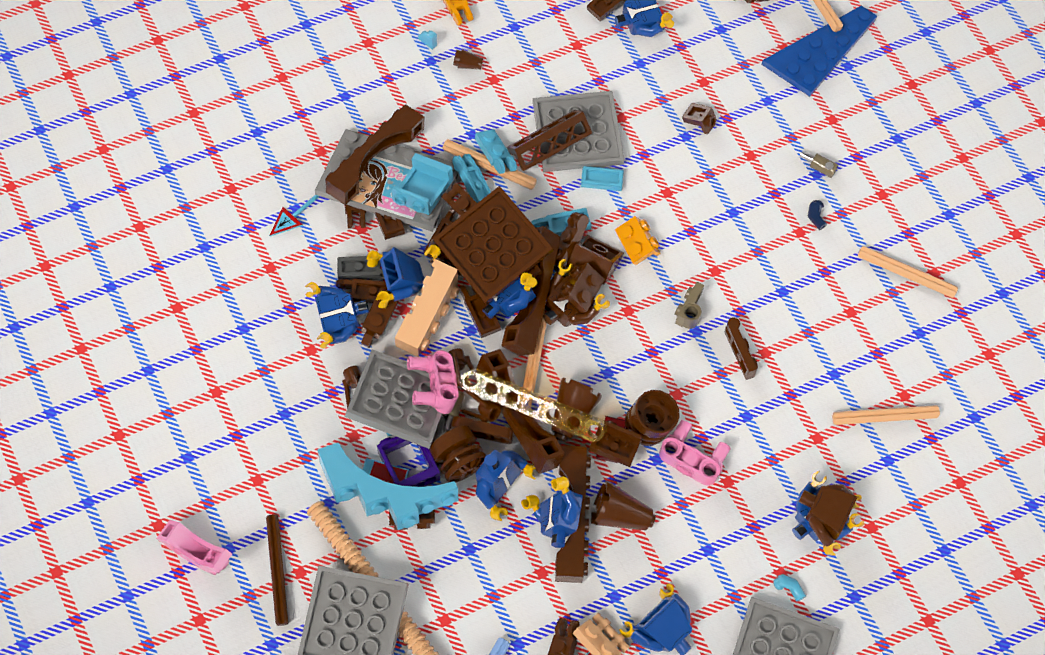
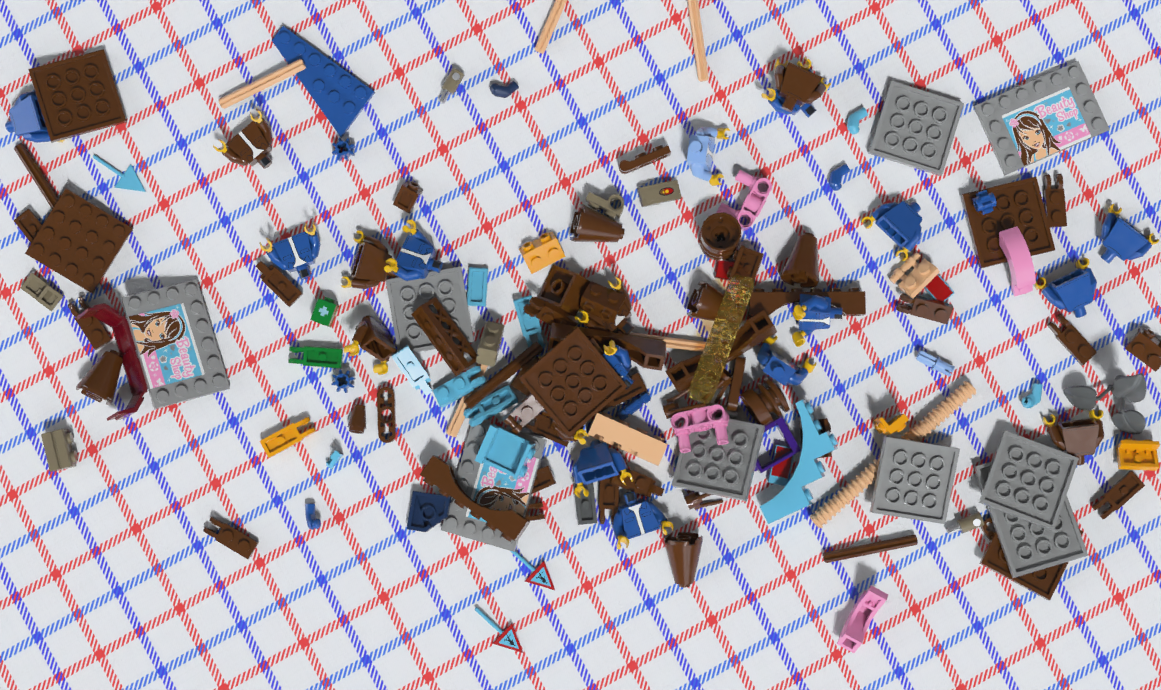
camera: 90 degrees left, 20 degrees up
(224, 187) = (507, 638): none -> piece
(291, 359) = (683, 556): none -> reddish brown cone
(366, 15) = (312, 522): none -> blue arm
(366, 115) = (427, 511): none -> dark blue plate
(421, 602) = (894, 425): none -> light orange bracket
(464, 81) = (393, 409): none -> reddish brown beam
(464, 323) = (633, 405): none -> blue axle
(493, 177) = (503, 375): none -> reddish brown axle
(507, 49) = (338, 383): none -> blue gear
(515, 109) = (412, 369): none -> hinge
(534, 30) = (318, 357): none -> green hinge
(539, 178) = (490, 343): none -> dark tan brick
(549, 72) = (374, 340): none -> reddish brown torso
(580, 36) = (325, 312): none -> green brick
(629, 77) = (369, 263): none -> reddish brown torso
(634, 115) = (415, 256): none -> blue torso
(665, 290) = (593, 226): none -> reddish brown cone
(702, 363) = (659, 193): none -> dark tan slope
(722, 558) = (836, 175): none -> blue arm
(749, 61) = (341, 144): none -> blue gear
(749, 405) = (701, 153): none -> light blue torso

